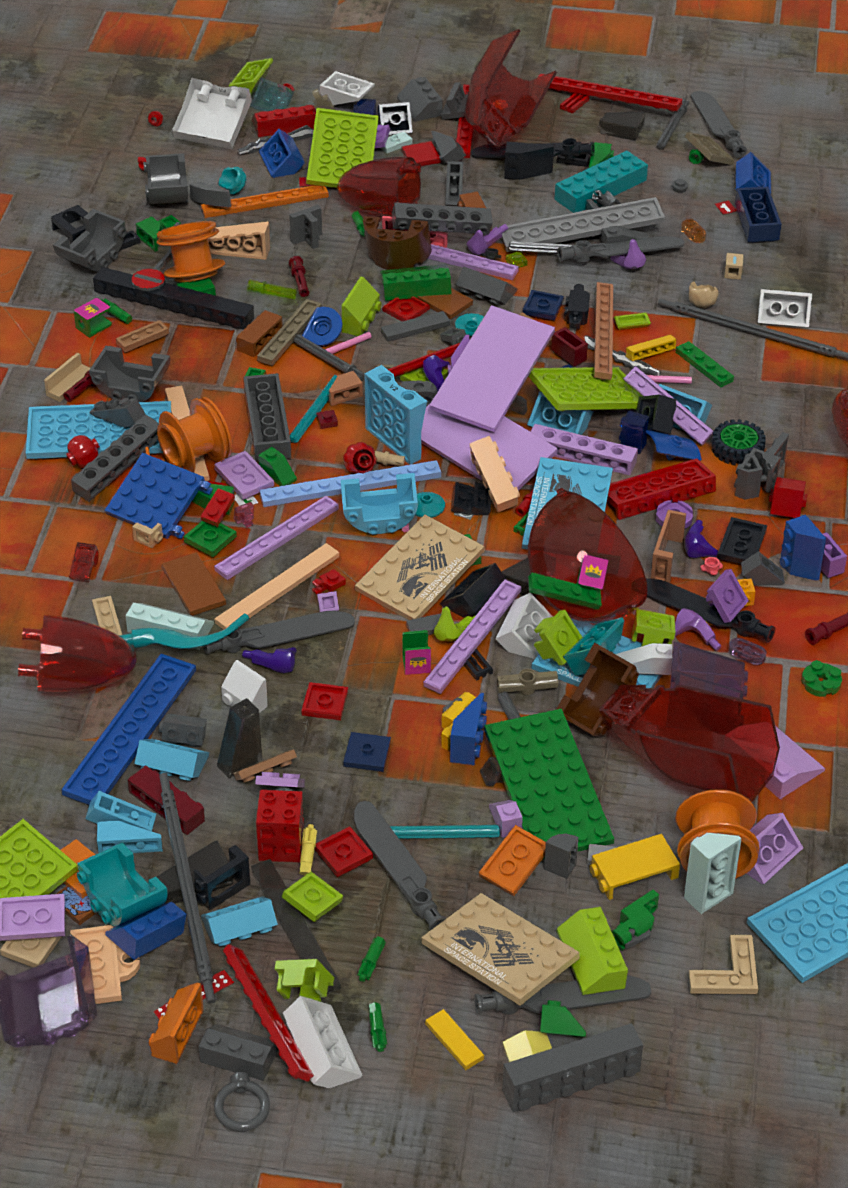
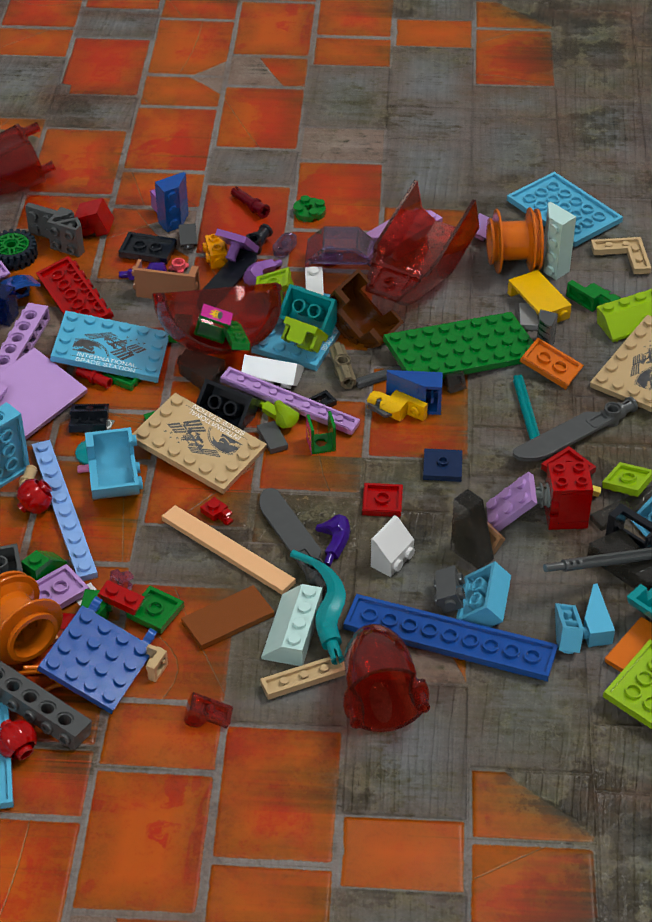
camera: 95 degrees left, 0 degrees up
(147, 788) = (537, 597): dark red brick -> none
(276, 537) = (151, 559): lavender tile -> none
(328, 601) = (248, 507): lavender slope -> none
(493, 474) = (69, 389): light nougat wedge -> none
(506, 816) = (501, 370): lavender slope -> none
(680, 507) = (113, 287): medium lavender plate -> none

